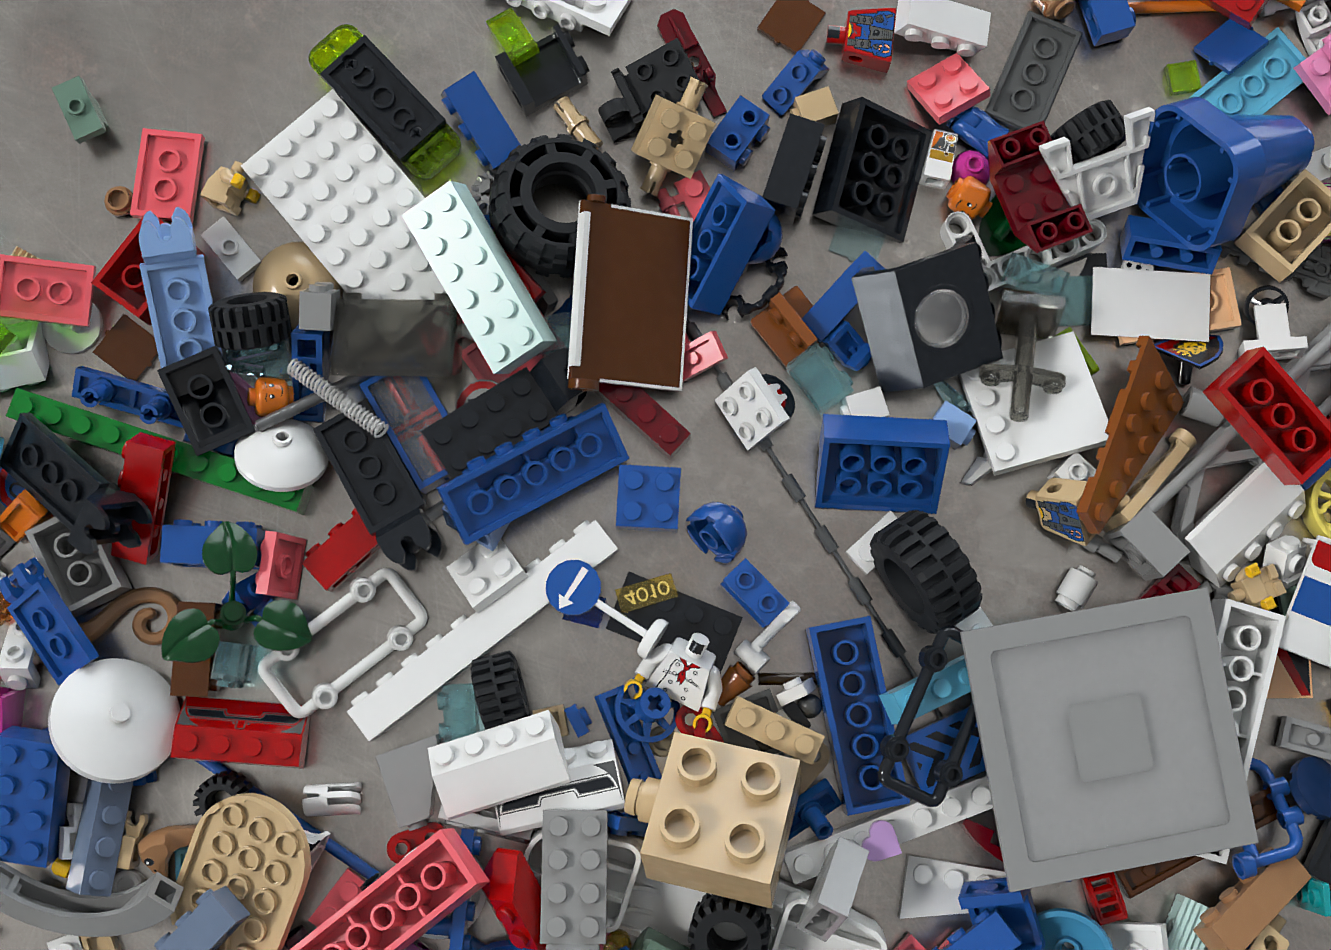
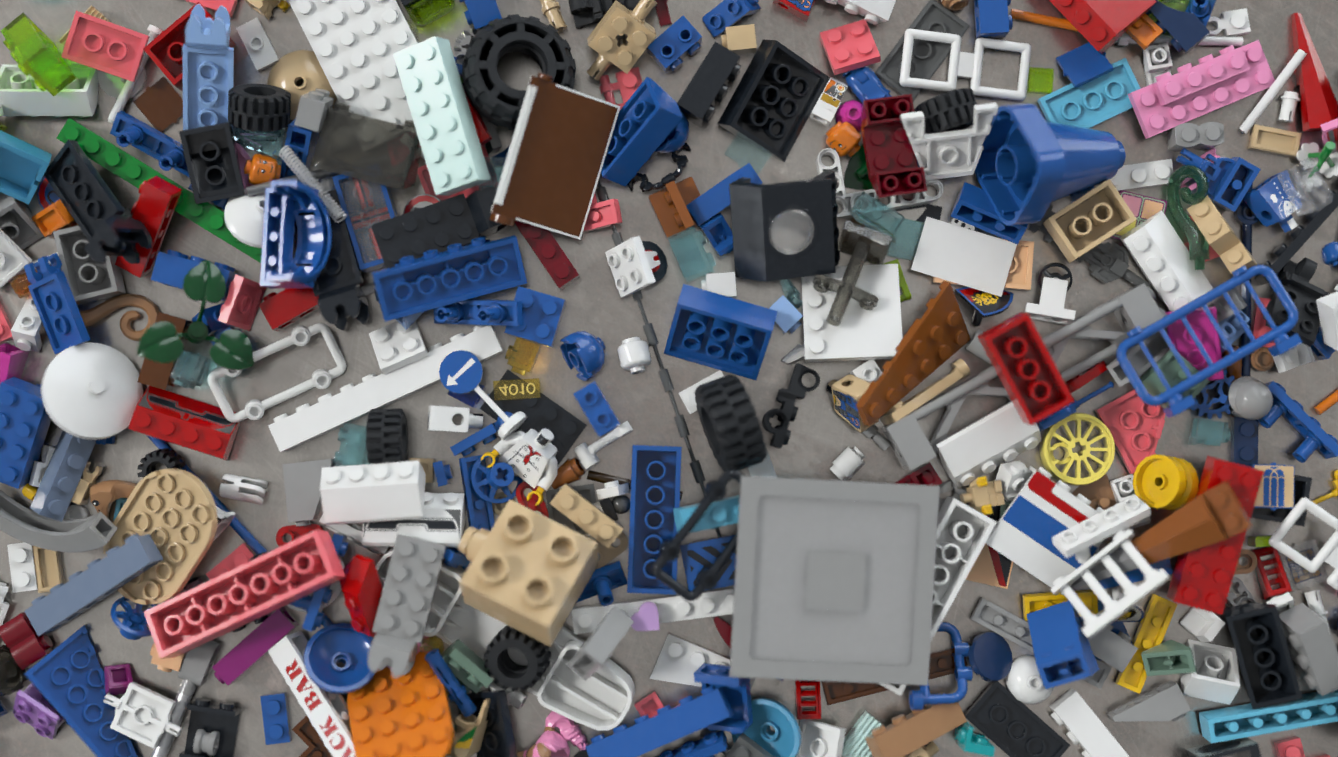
camera: 15 degrees right, 5 degrees up
(84, 332) = (129, 86): none -> white bar
(354, 462) = (282, 207): none -> blue piece
(562, 651) = (441, 419): none -> white torso
(580, 508) = (481, 312): none -> blue plate
(621, 659) = (484, 435): none -> blue plate
(643, 550) = (522, 356): none -> clear yellow brick
(781, 517) = (634, 355): none -> white head
(987, 535) = (788, 410): none -> black plate
(1090, 77) = (965, 64): none -> white bar

